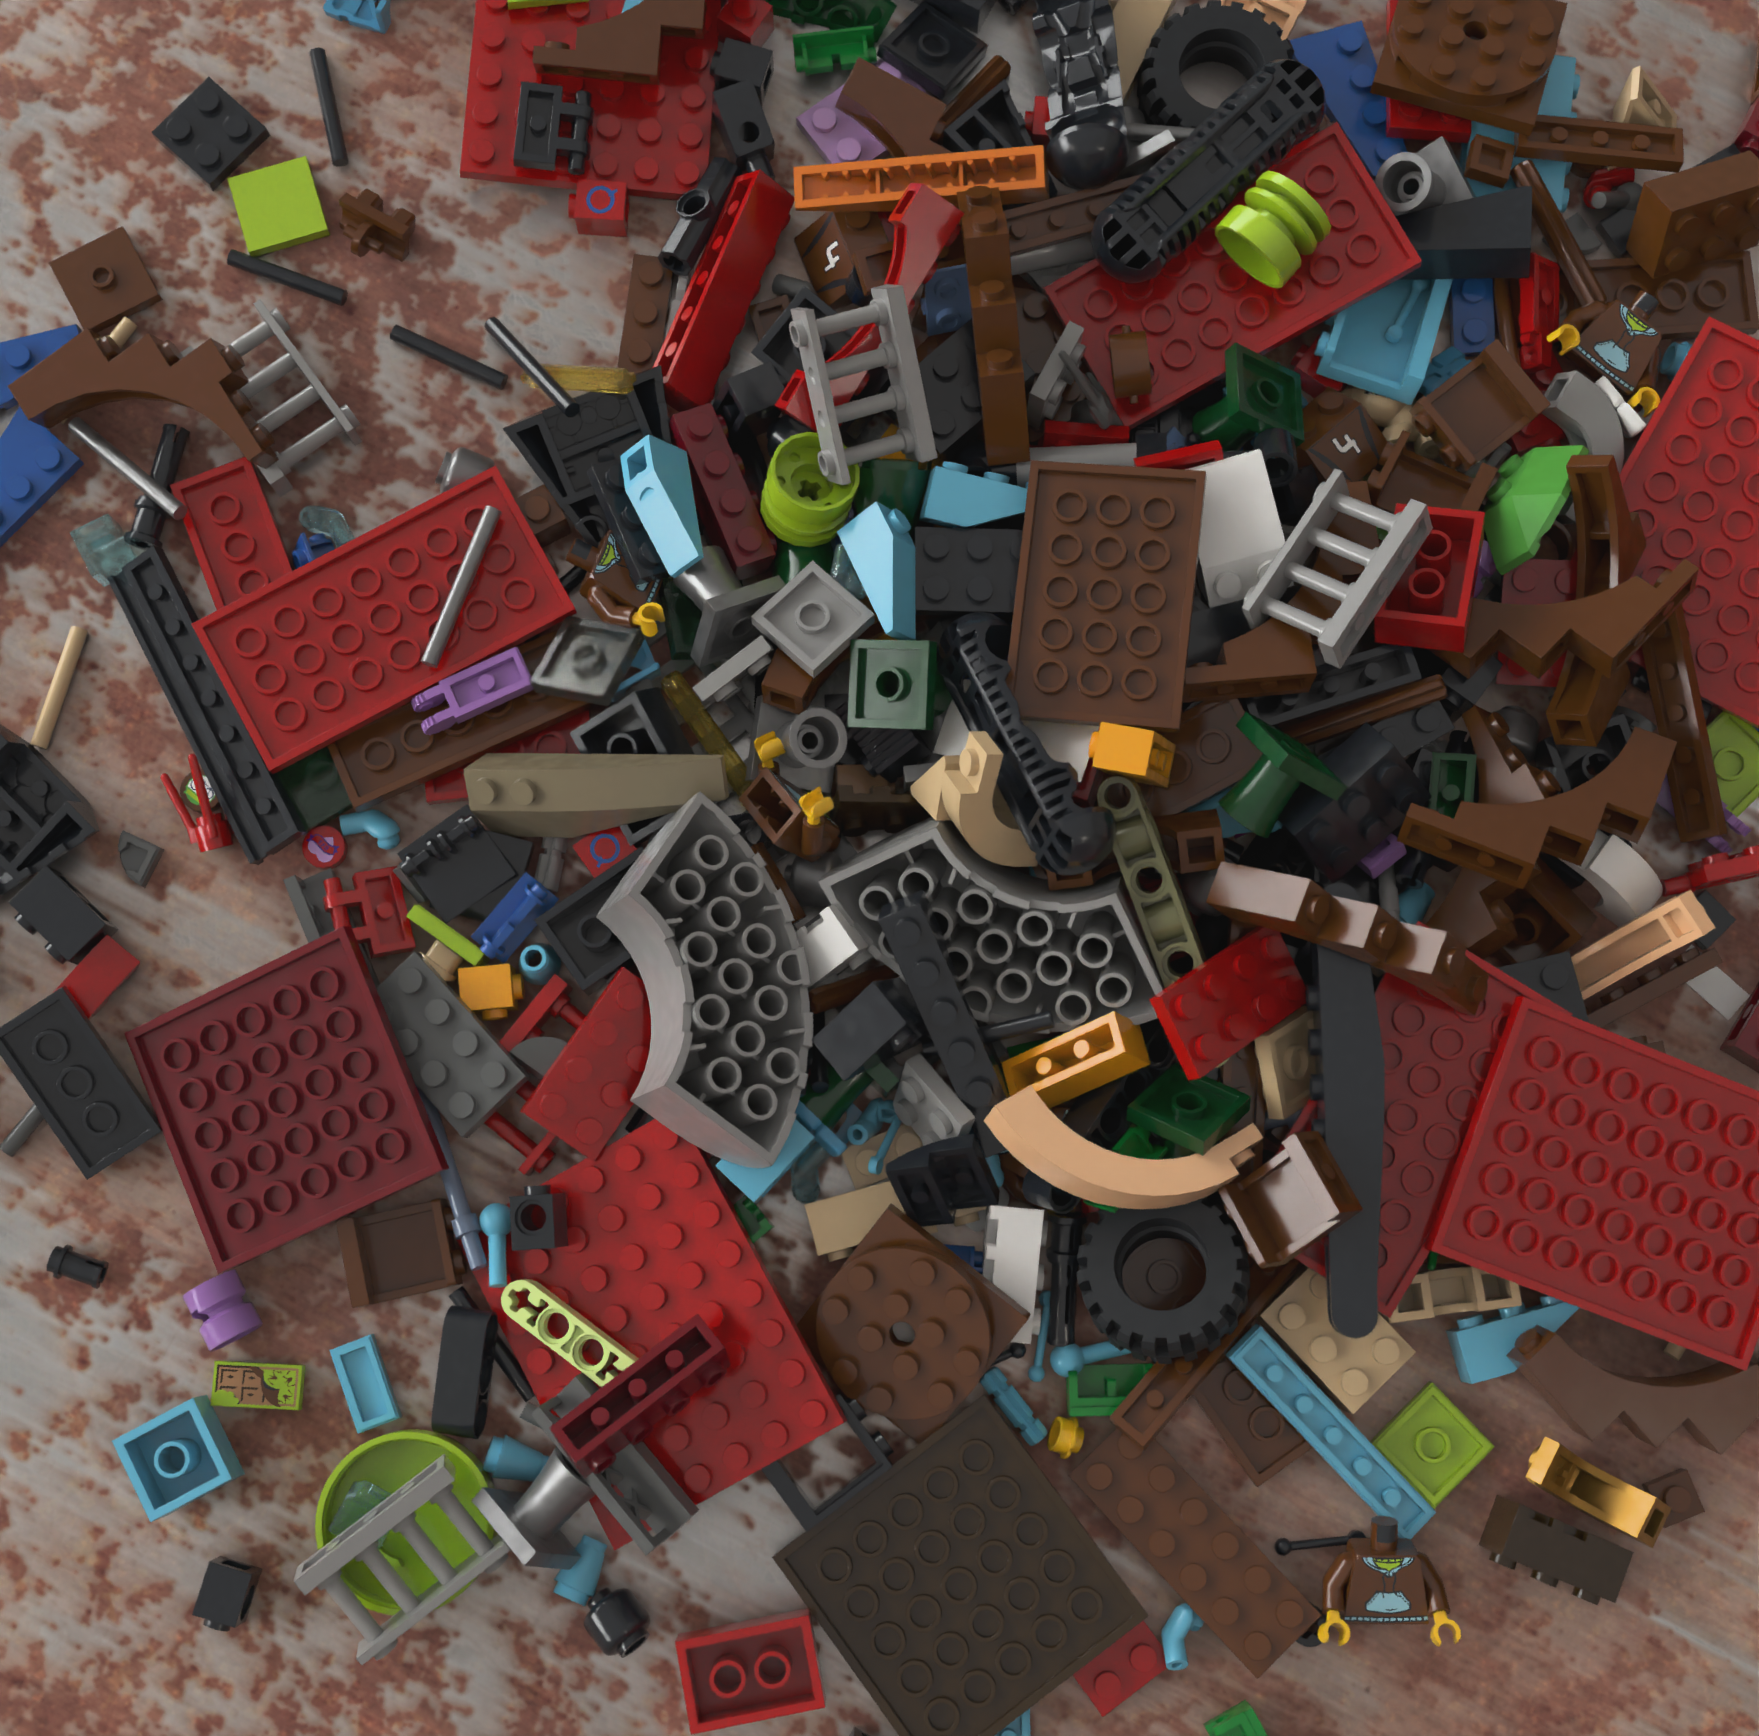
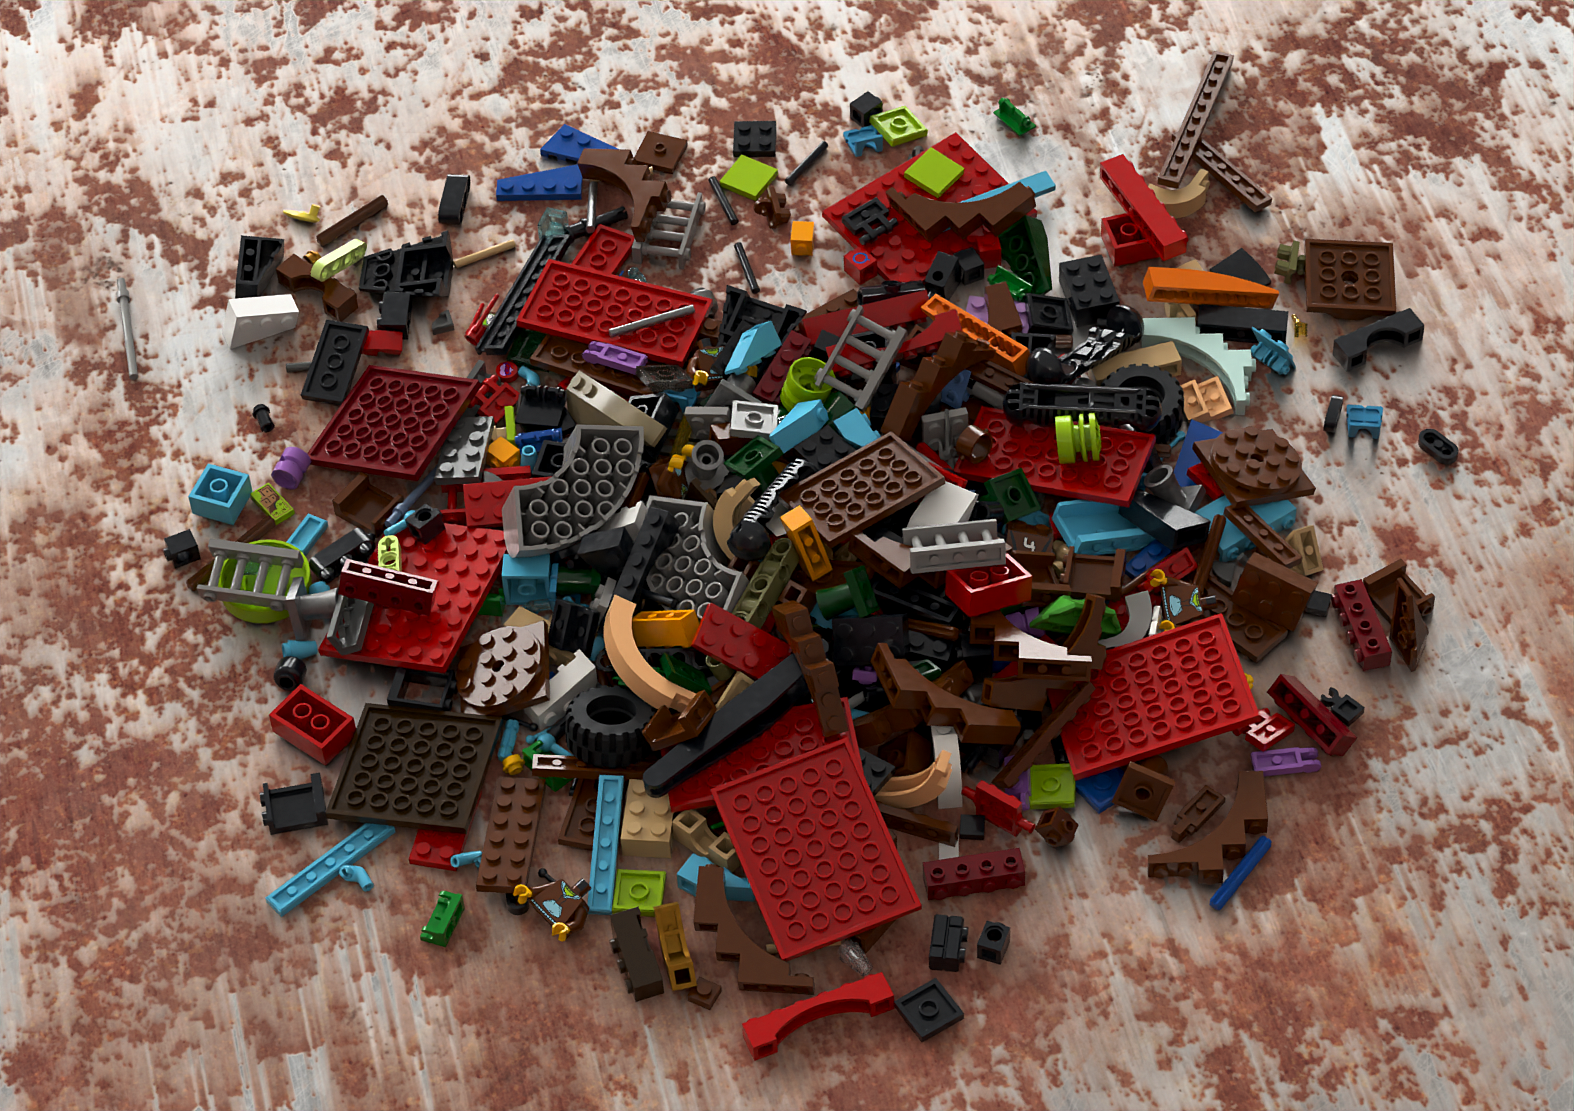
camera: 55 degrees right, 30 degrees down
(298, 1516) = (251, 535): none -> reddish brown axle
(475, 238) = (802, 238): none -> light orange brick
(532, 367) = (767, 285): black bar -> none
(588, 378) = (776, 298): clear yellow axle -> none
(1489, 161) = (1209, 505): reddish brown plate -> none

